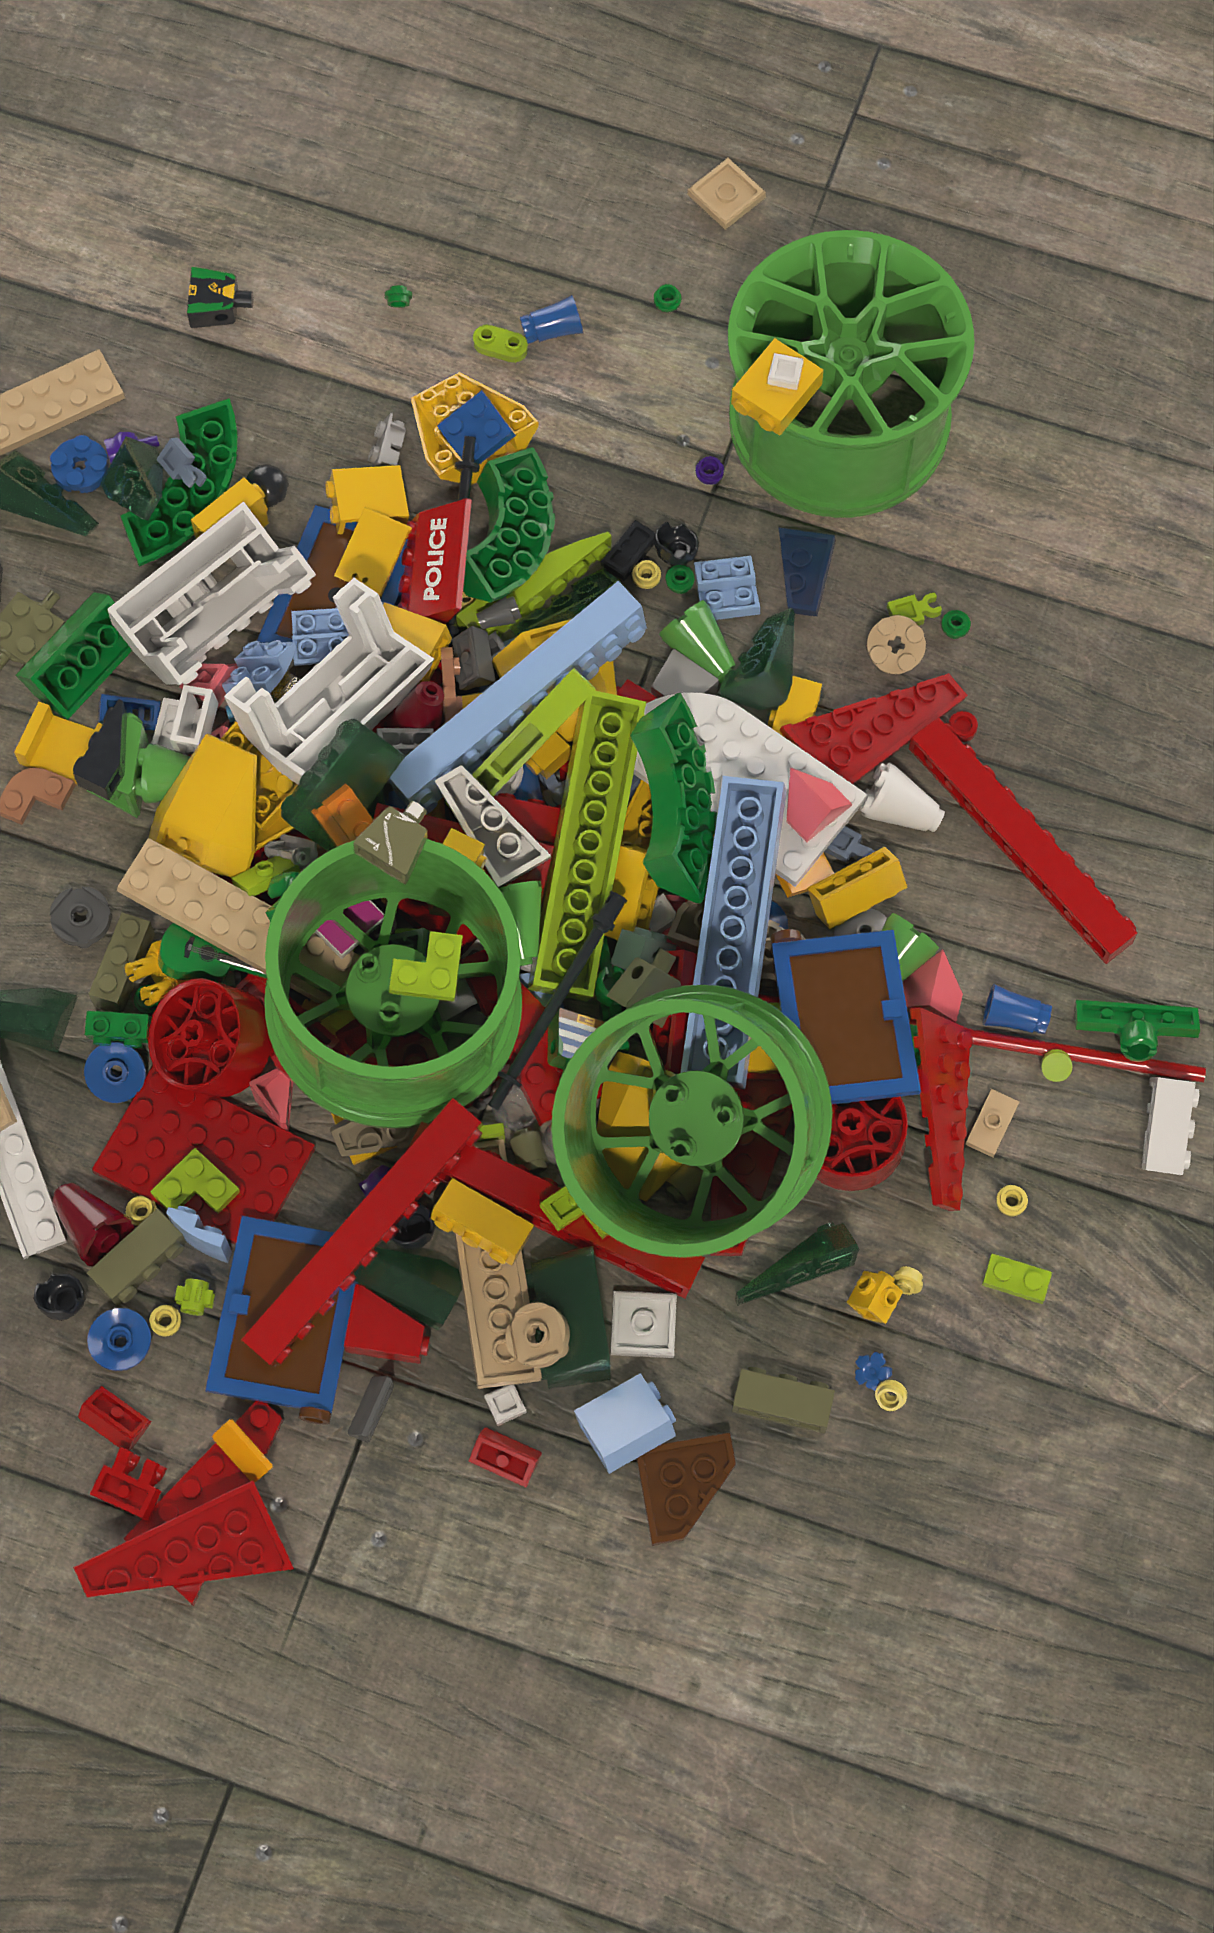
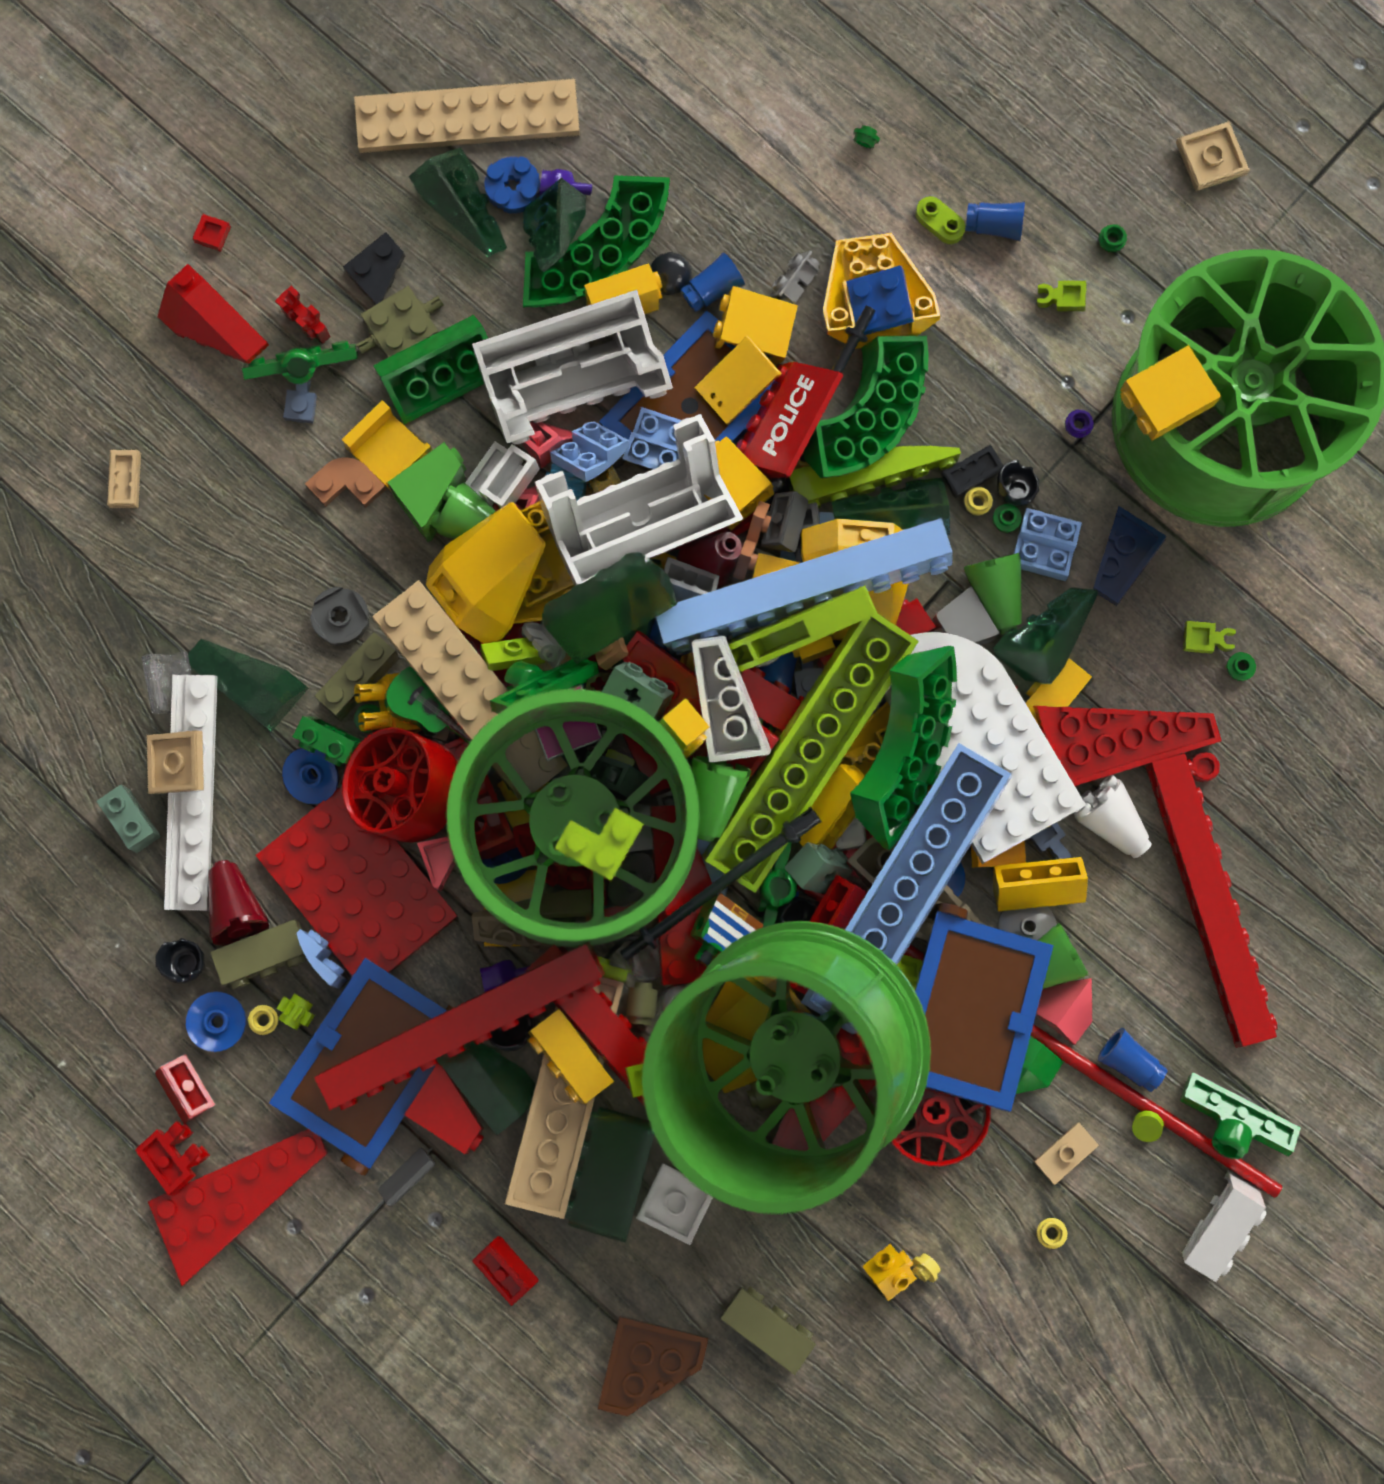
camera: 20 degrees right, 10 degrees up
(104, 761) = (411, 489): black slope -> none
(108, 701) = (453, 427): blue slope -> none
(136, 1203) = (276, 904): light yellow plate -> none
(177, 462) = (596, 222): sand blue plate -> none
(195, 1176) = (336, 902): lime plate -> none
(205, 1544) = (208, 1241): red wing -> none
(215, 298) = (698, 71): torso -> none
(242, 1451) = (279, 1171): light orange slope -> none
(310, 478) = (712, 283): none -> blue plant
(342, 816) = (599, 642): orange plate -> none
(394, 841) = (618, 708): olive torso -> none
(500, 613) = (826, 489): dark grey cone -> none
(505, 1404) = (524, 1224): white tile -> none
(553, 1344) = (591, 1189): tan plate -> none
(626, 1422) = (620, 1291): light blue brick -> none
(643, 980) = (807, 902): olive torso -> none
(648, 363) = (1068, 295): none -> lime plate
(785, 371) = (1183, 384): white tile -> none
(813, 804) = (1031, 797): coral slope -> none
(818, 1255) = (856, 1211): clear green wedge -> none
(872, 1370) = (858, 1336): blue plant -> none
(887, 1401) = (864, 1366): light yellow plate -> none
(905, 659) = (1176, 648): tan plate -> none
(944, 1100) = (1030, 1120): red wing -> none
(1017, 1278) = (1024, 1306): lime plate -> none

